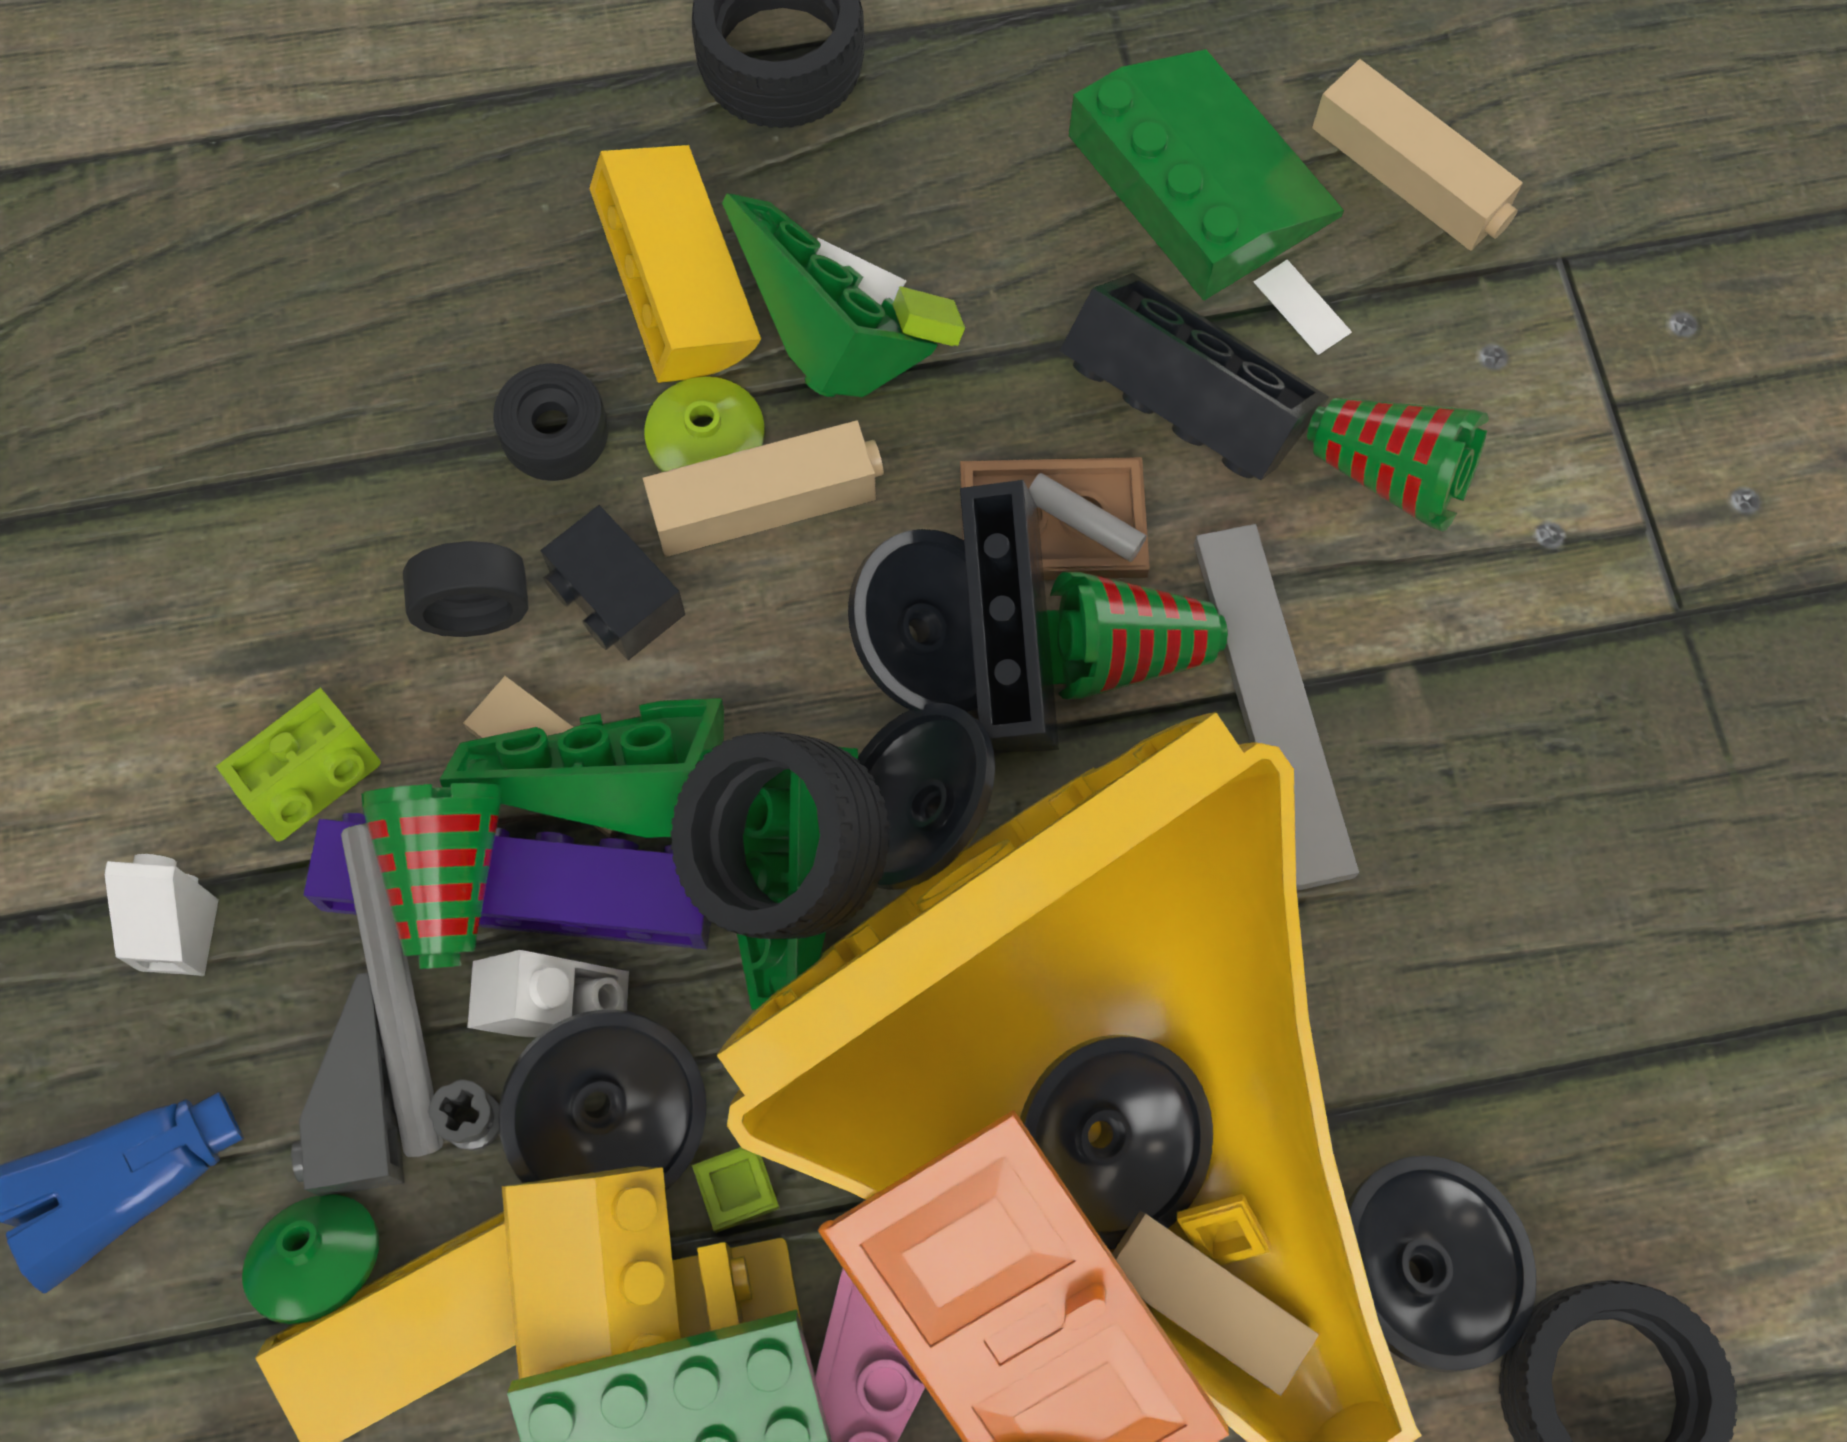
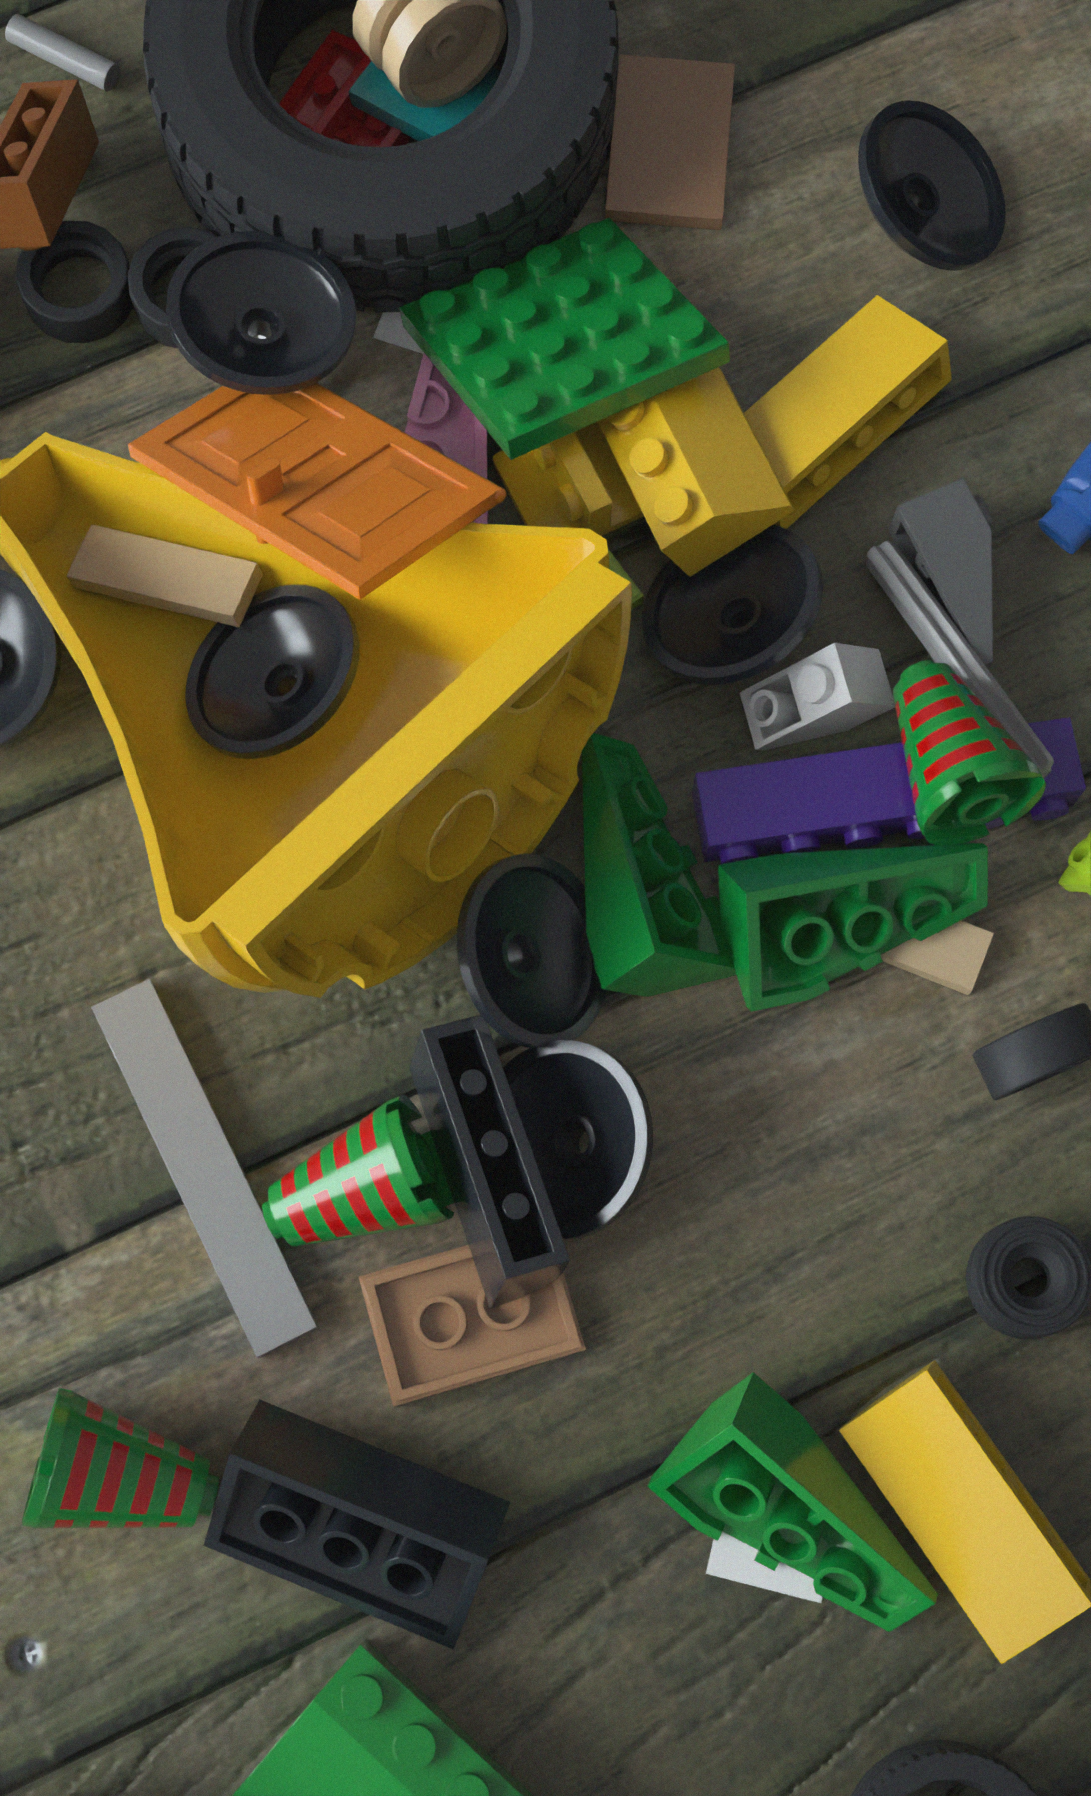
camera: 165 degrees right, 5 degrees up
(310, 1259) = (916, 433): green dish -> none
(465, 1095) = (869, 573): dark grey bush -> none
(612, 583) = (902, 1109): black brick -> none
(677, 442) = (834, 1329): lime dish -> none
(712, 824) = (678, 802): black tyre -> none
(763, 487) = (782, 1256): tan brick -> none
(928, 316) = (665, 1512): lime tile -> none
(1086, 517) = (436, 1308): light grey piece -> none
(1225, 1230) = (163, 635): yellow slope -> none
(1302, 307) = (252, 1661): white sticker -> none

